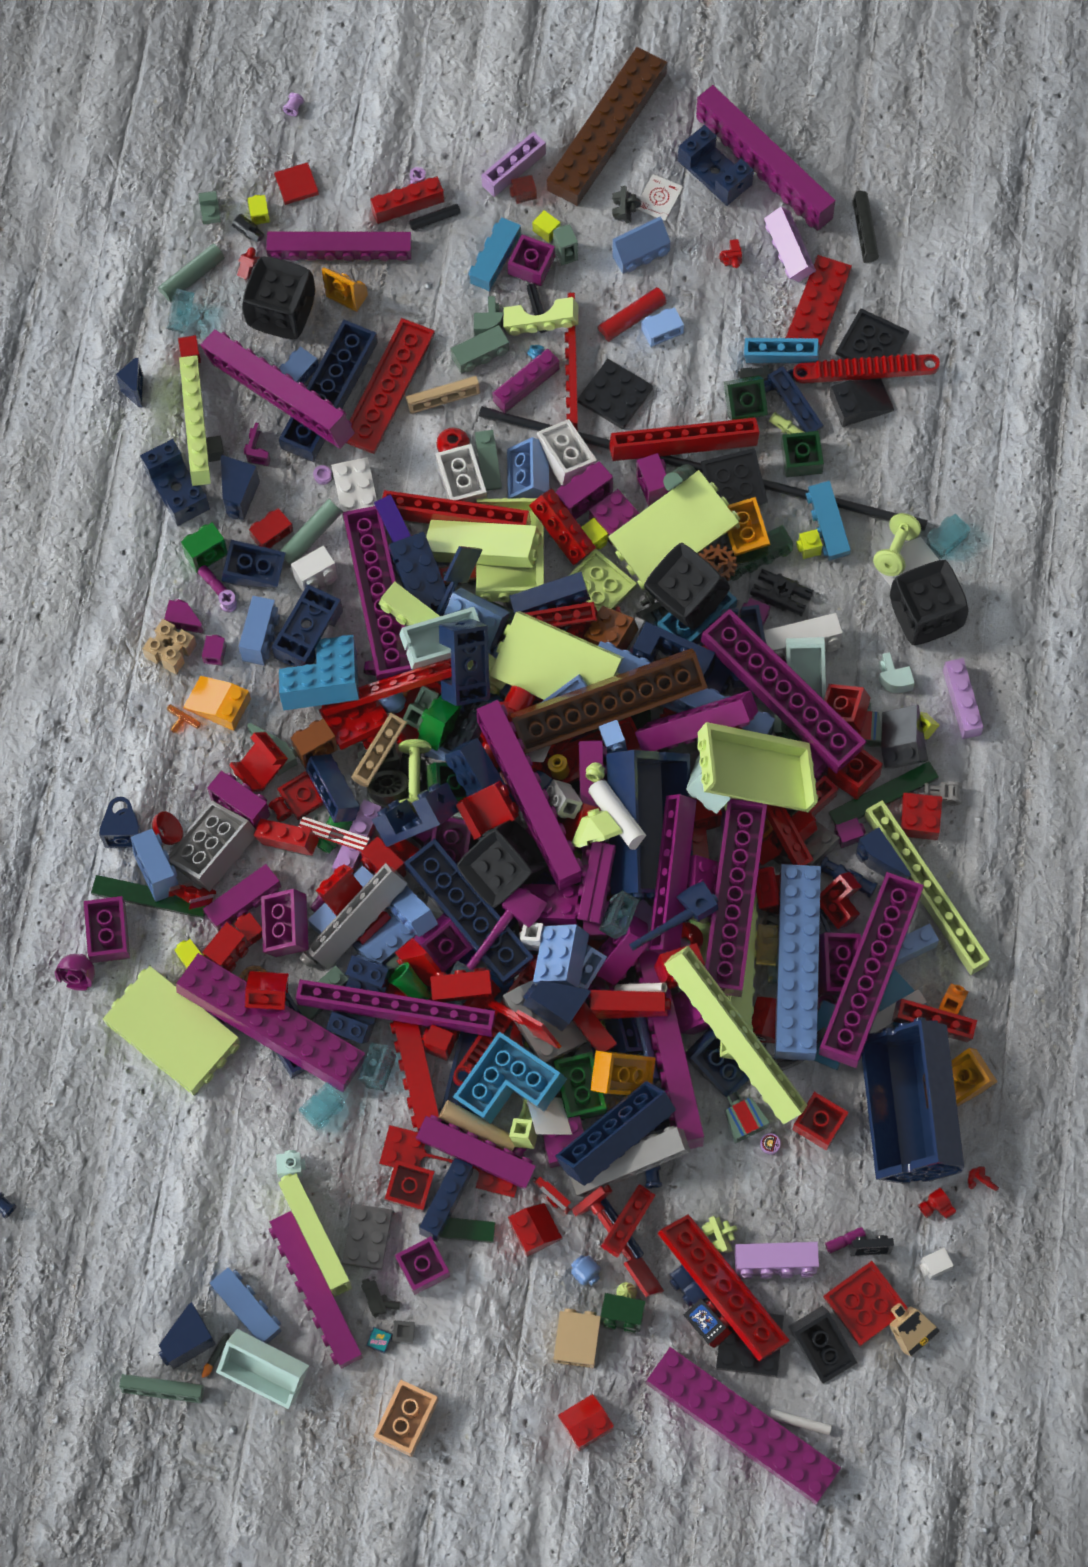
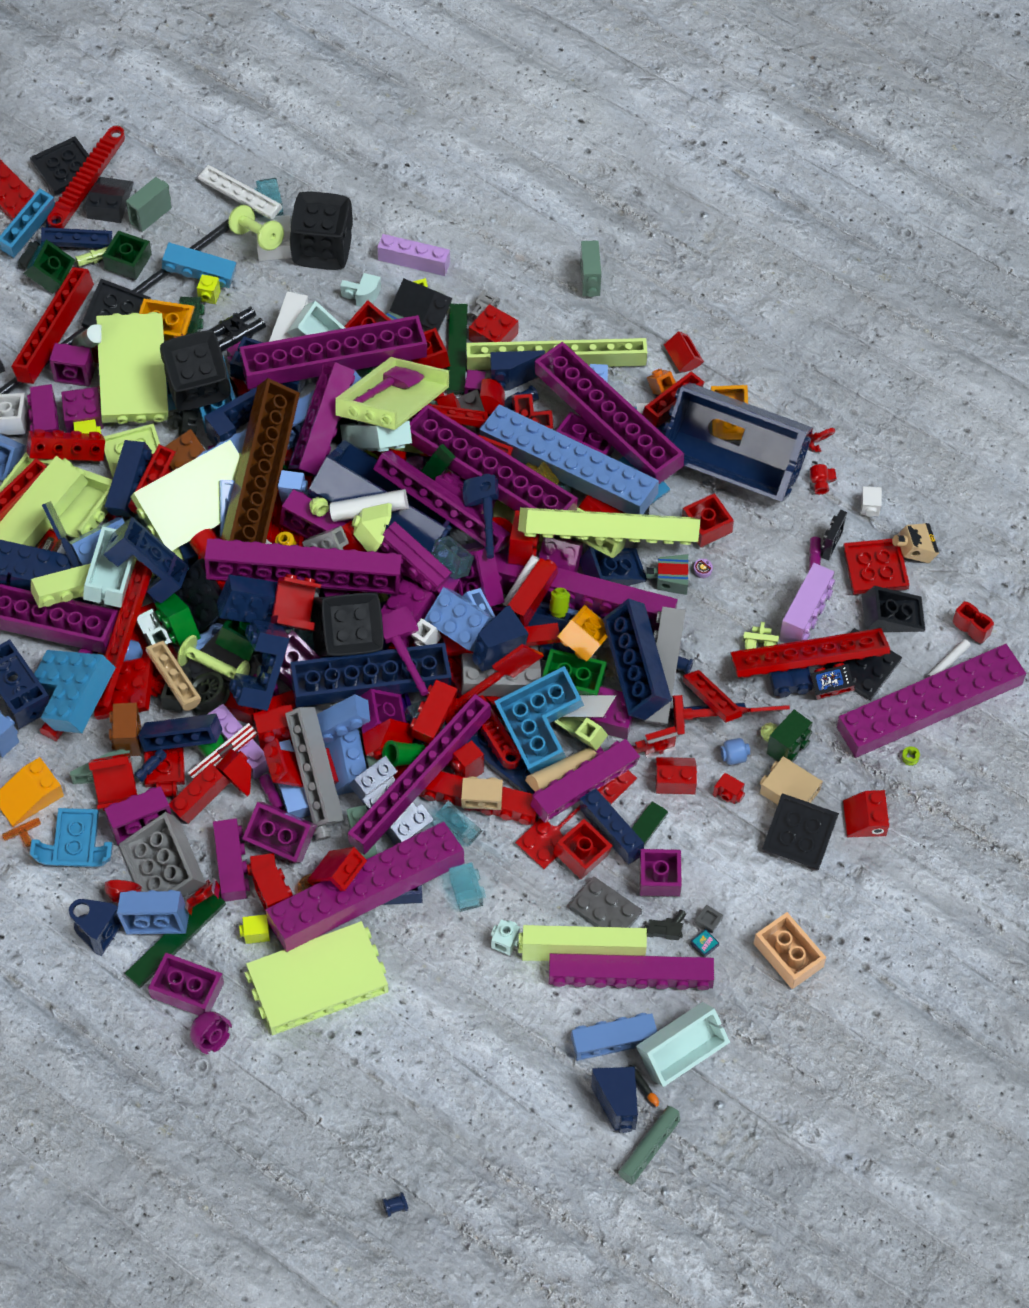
camera: 65 degrees left, 10 degrees down
(191, 764) = (73, 841): none -> dark azure piece
(294, 782) = (150, 765): none -> dark blue axle
(320, 853) = (236, 770): none -> red slope
(410, 1070) = (482, 793): none -> tan brick
(531, 1369) = (800, 831): none -> black plate
(543, 1285) = (729, 789): none -> red brick
(640, 1033) = (559, 602): none -> lime brick
(676, 1440) = (909, 760): none -> lime bush
(710, 848) = (438, 462): none -> dark green tile
(788, 763) = (396, 377): none -> magenta piece
(837, 855) = (491, 395): none -> red brick
(851, 1420) = (970, 620): none -> red brick
(869, 438) = (149, 204): none -> sand green brick
(934, 507) = (240, 192): none -> white tile
(1005, 1002) = (683, 352): none -> red brick
(1044, 865) = (590, 268): none -> sand green brick

